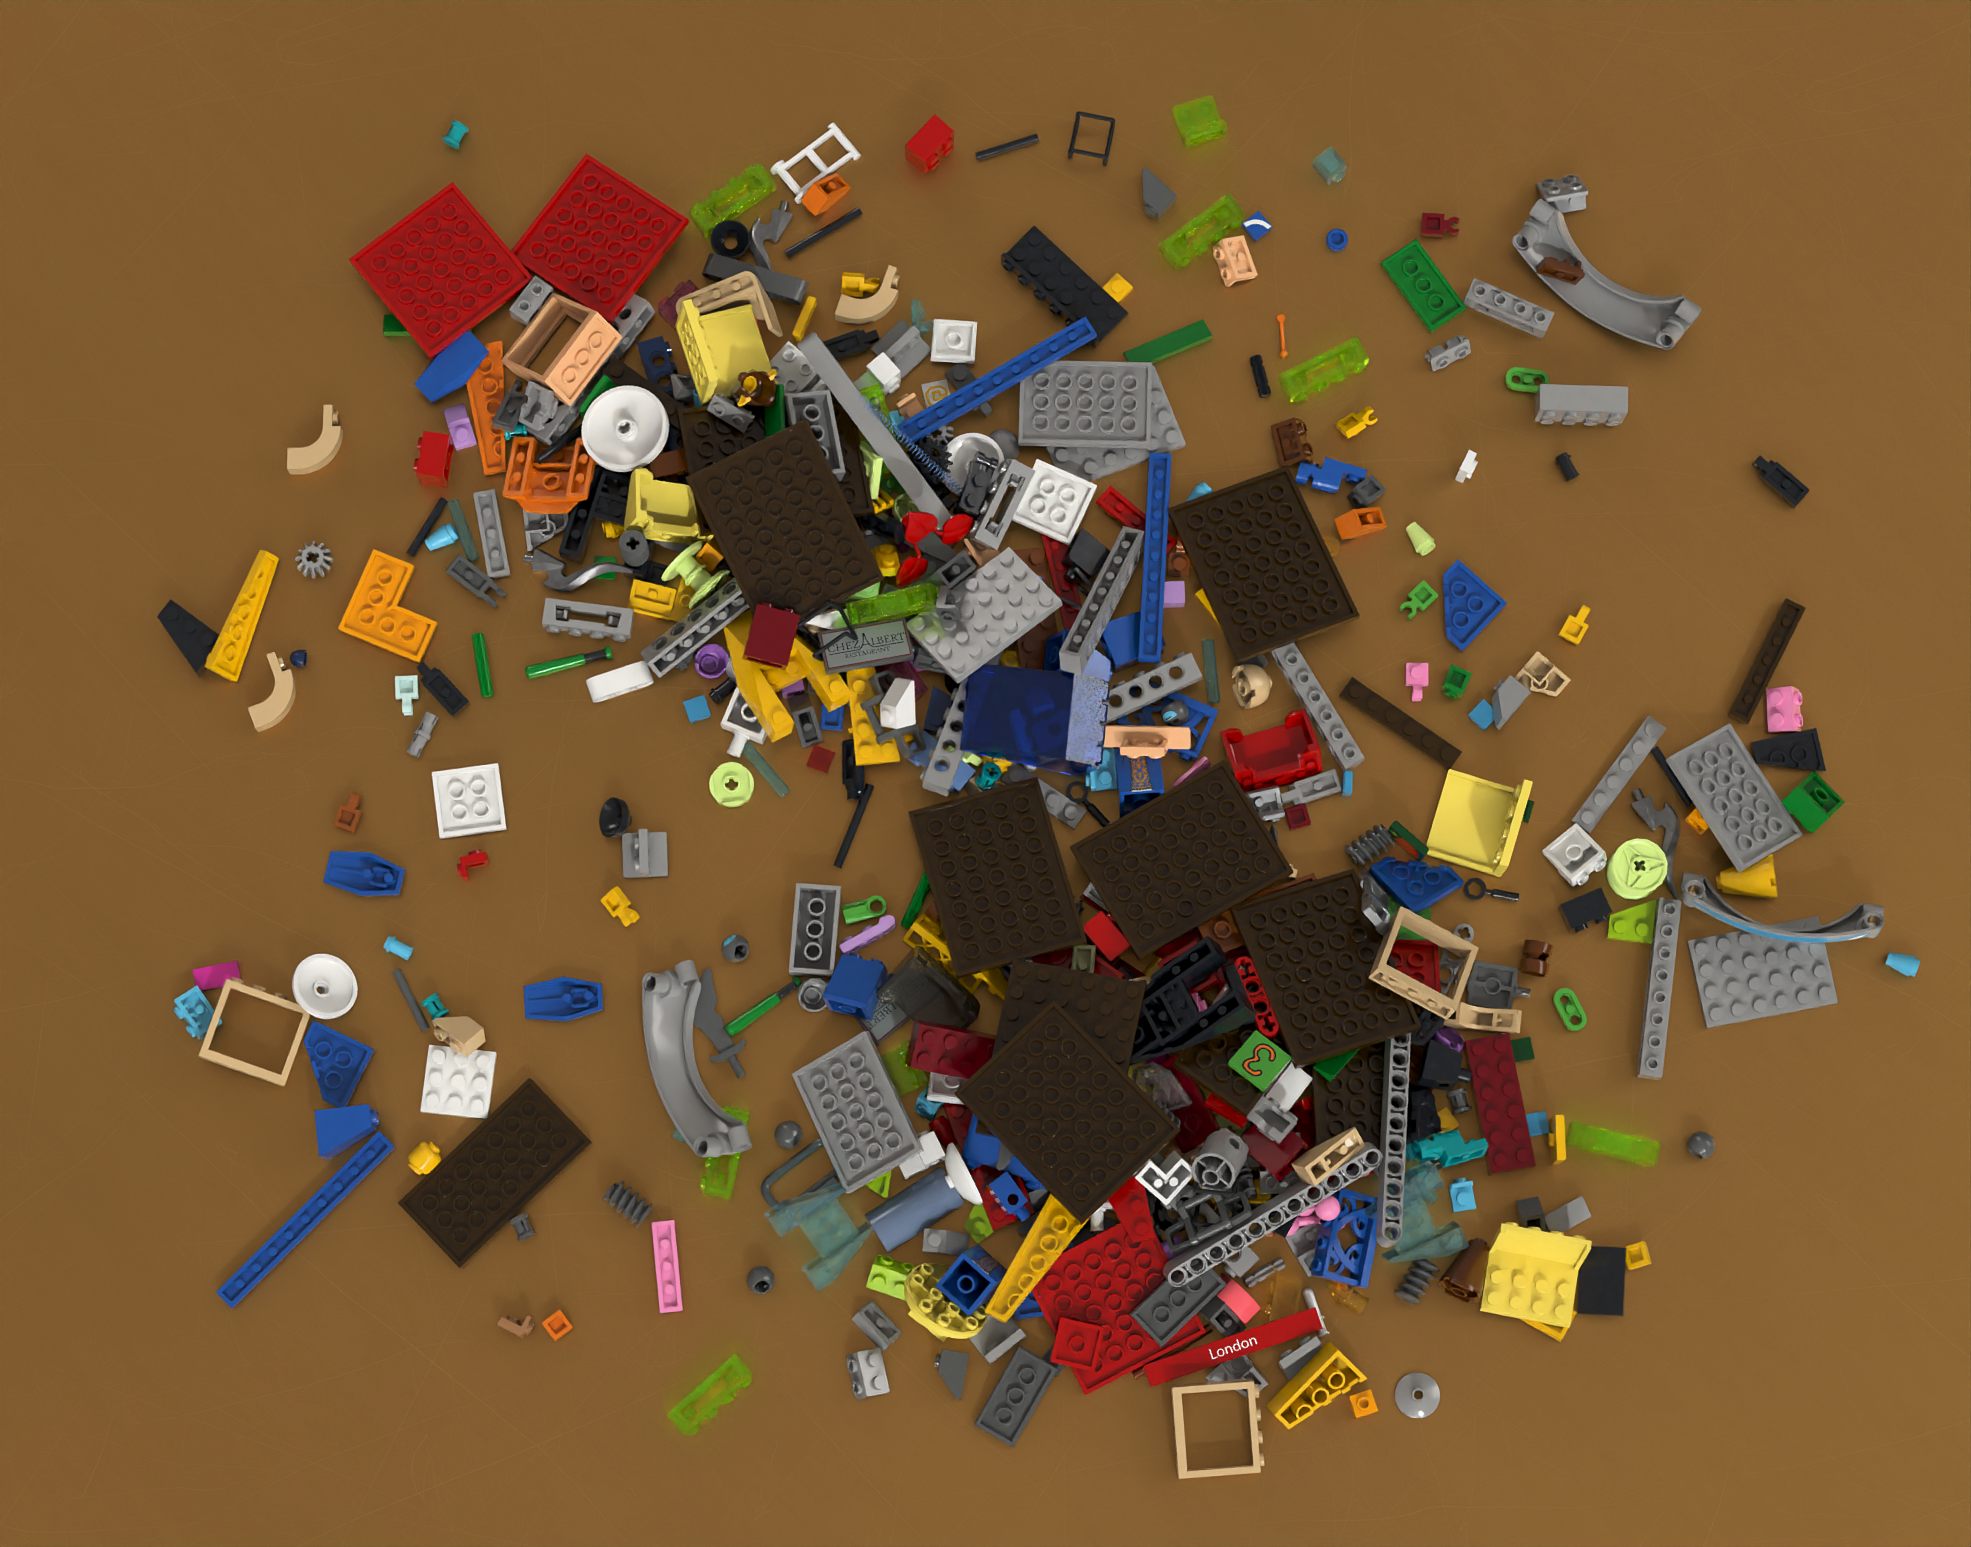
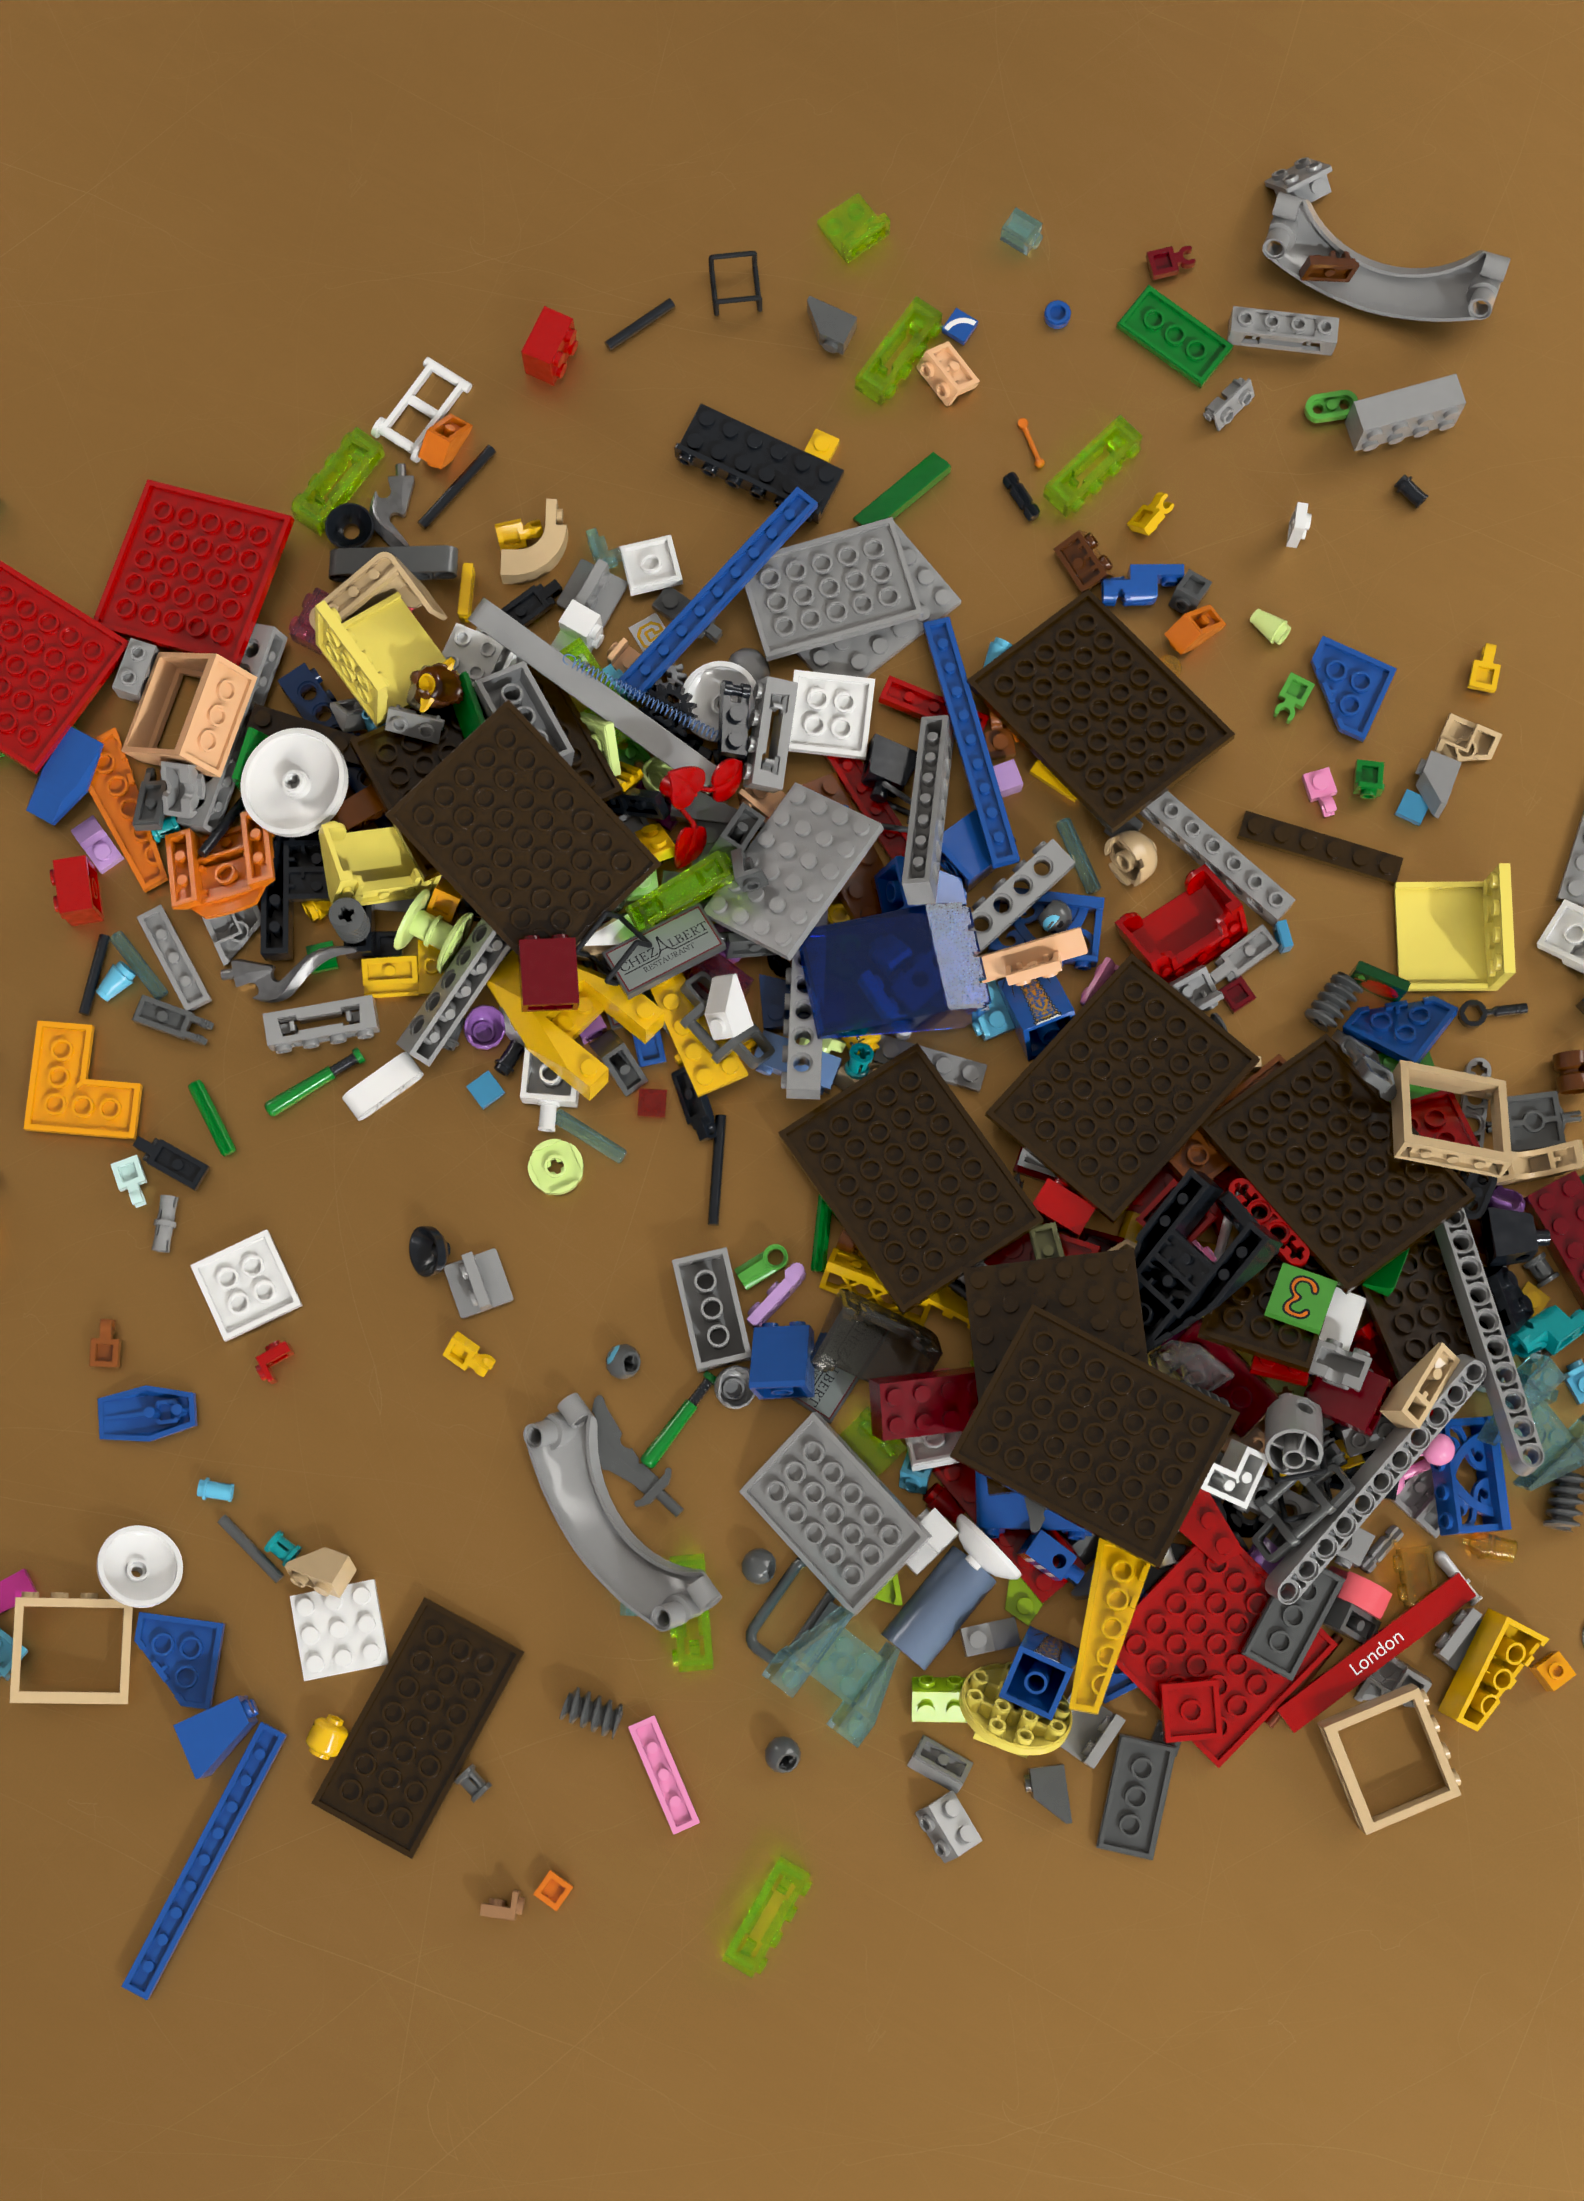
camera: 15 degrees left, 0 degrees up
(562, 999) = (434, 1489): blue piece -> none
(1091, 808) = (990, 1059): black piece -> none

